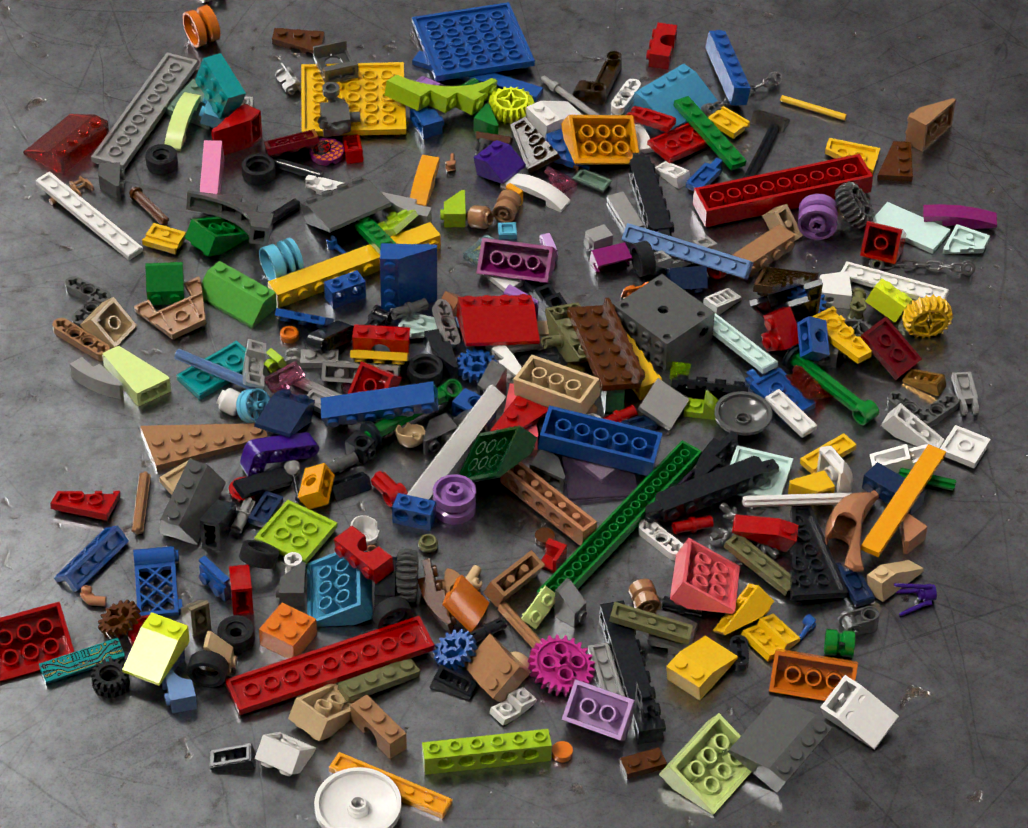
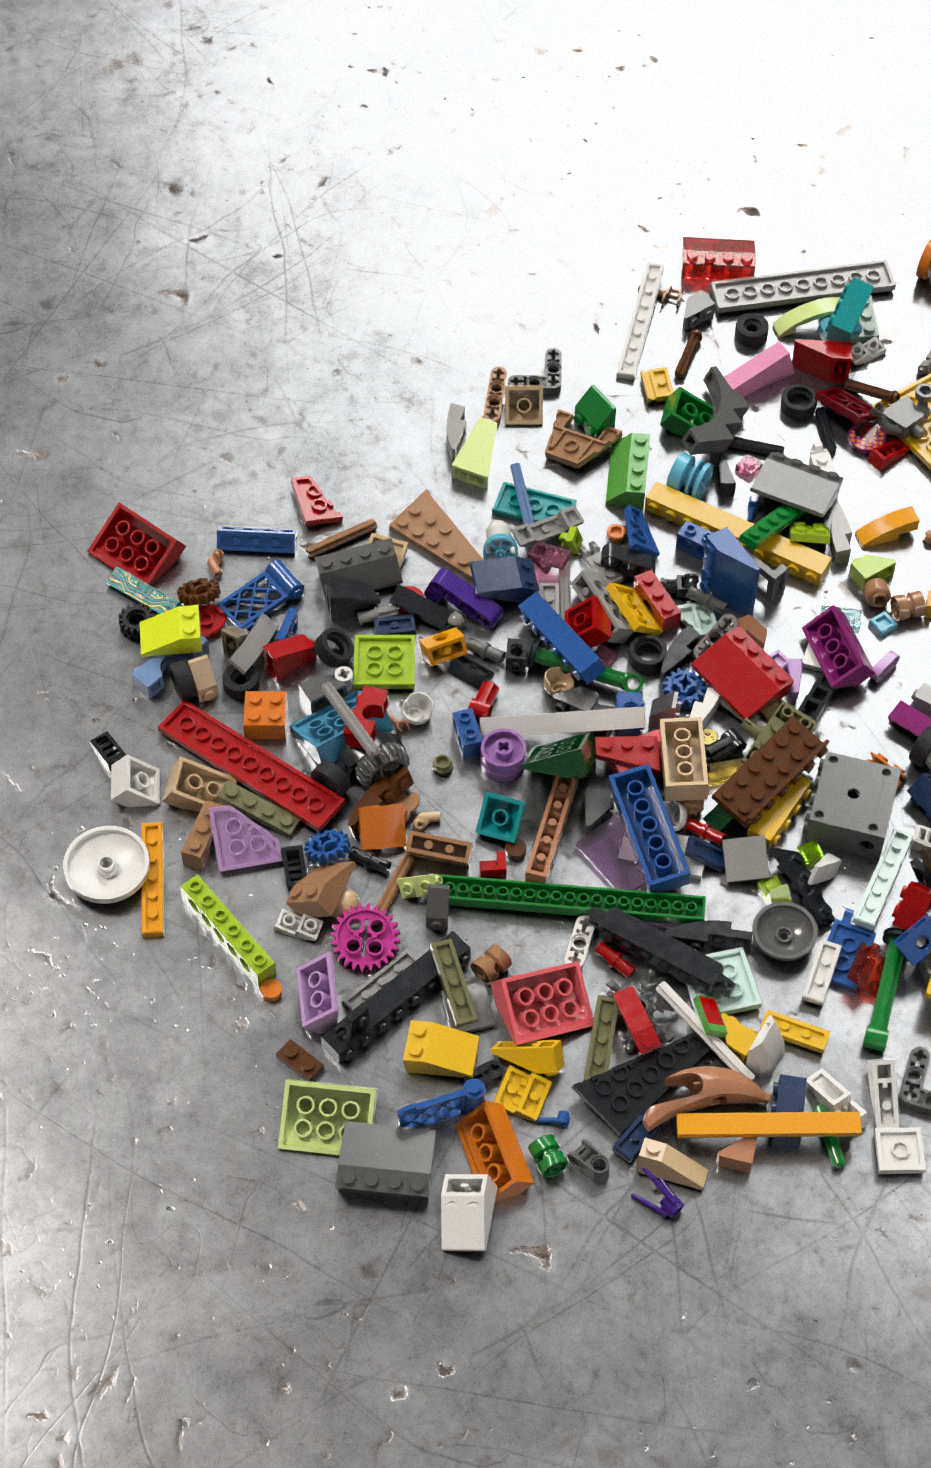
camera: 60 degrees right, 10 degrees up
(221, 608) = (253, 644): none -> light grey slope
(288, 124) = (872, 391): none -> reddish brown axle
(293, 228) = (748, 466): none -> clear pink plate
(303, 243) = (726, 481): none -> black slope
(358, 559) = (350, 719): none -> light grey axle
(407, 701) = (240, 840): none -> lavender plate
(513, 527) = (500, 817): none -> teal slope
(704, 366) = (825, 869): none -> white slope
(761, 672) = (463, 1102): none -> blue piece
(789, 488) = (710, 1016): none -> tile

